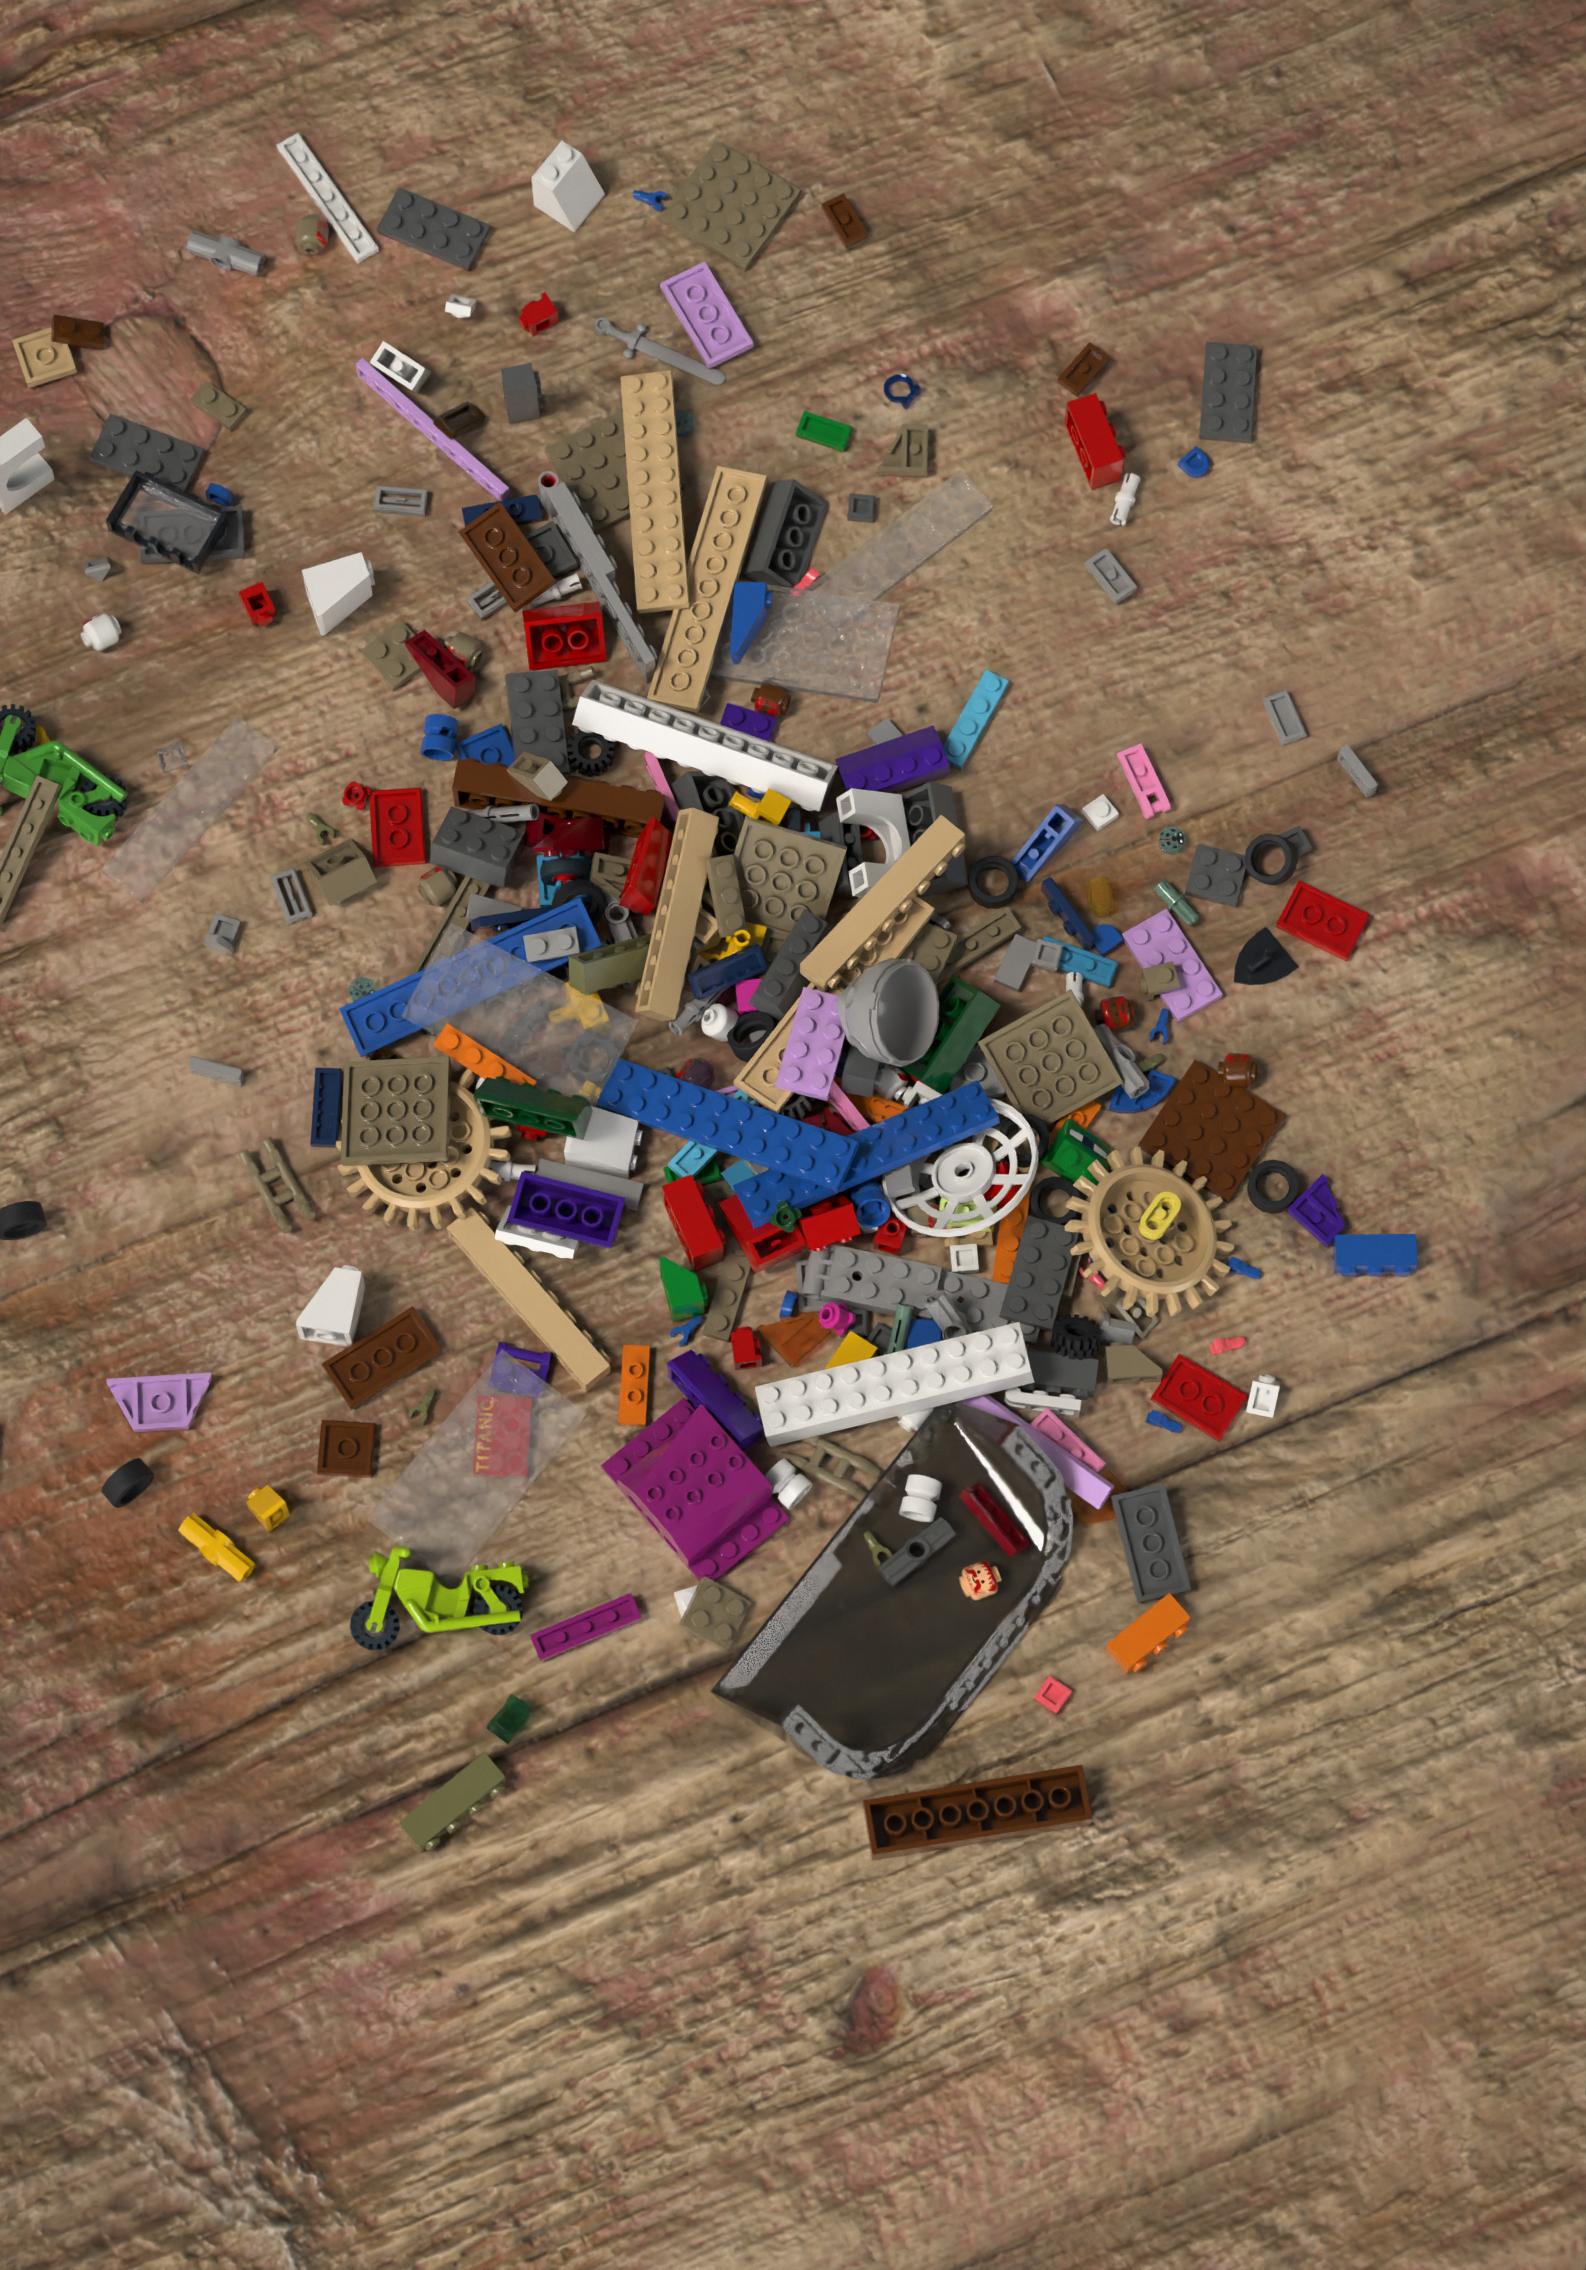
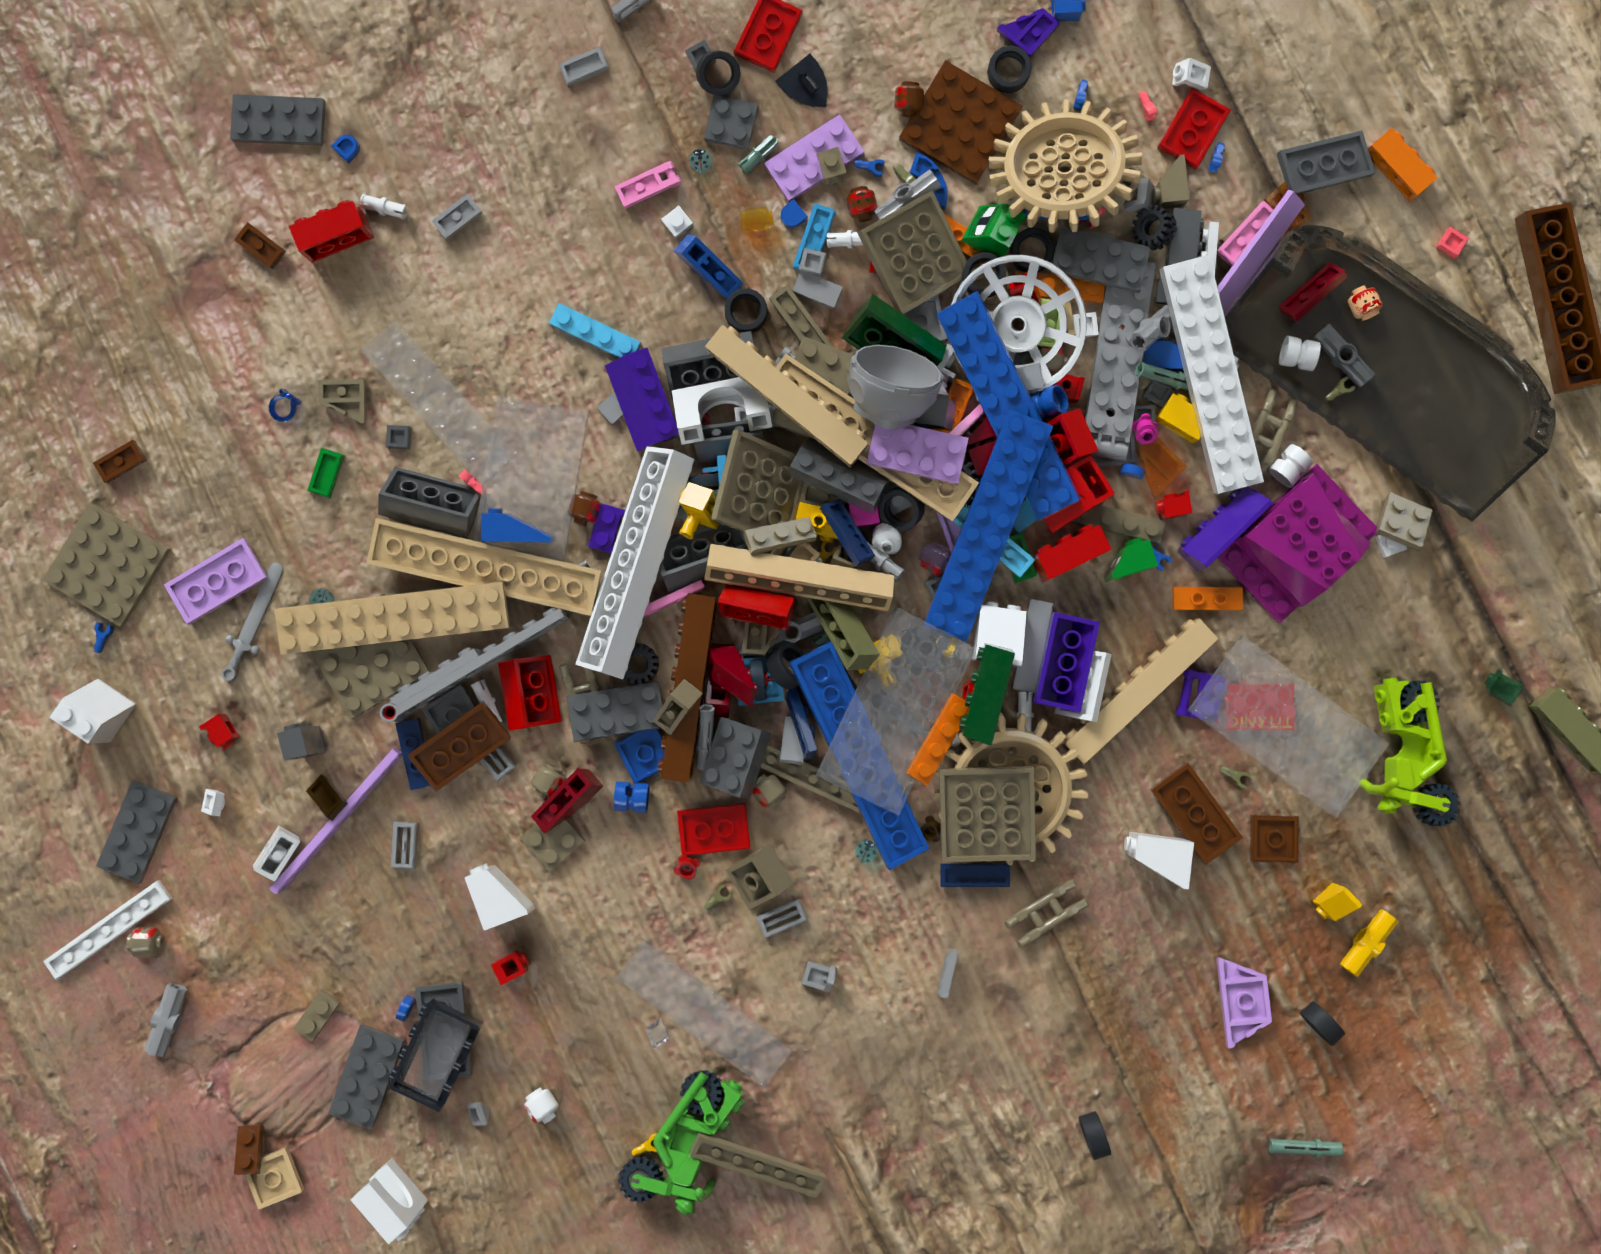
camera: 90 degrees left, 15 degrees up
(551, 944) = (834, 685): light grey plate -> none
(585, 1627) = (1419, 628): magenta plate -> none
(778, 1219) = (1077, 475): dark green plate -> none
(1061, 906) = (780, 241): dark blue plate -> none
(1159, 1217) = (1057, 153): light yellow plate -> none

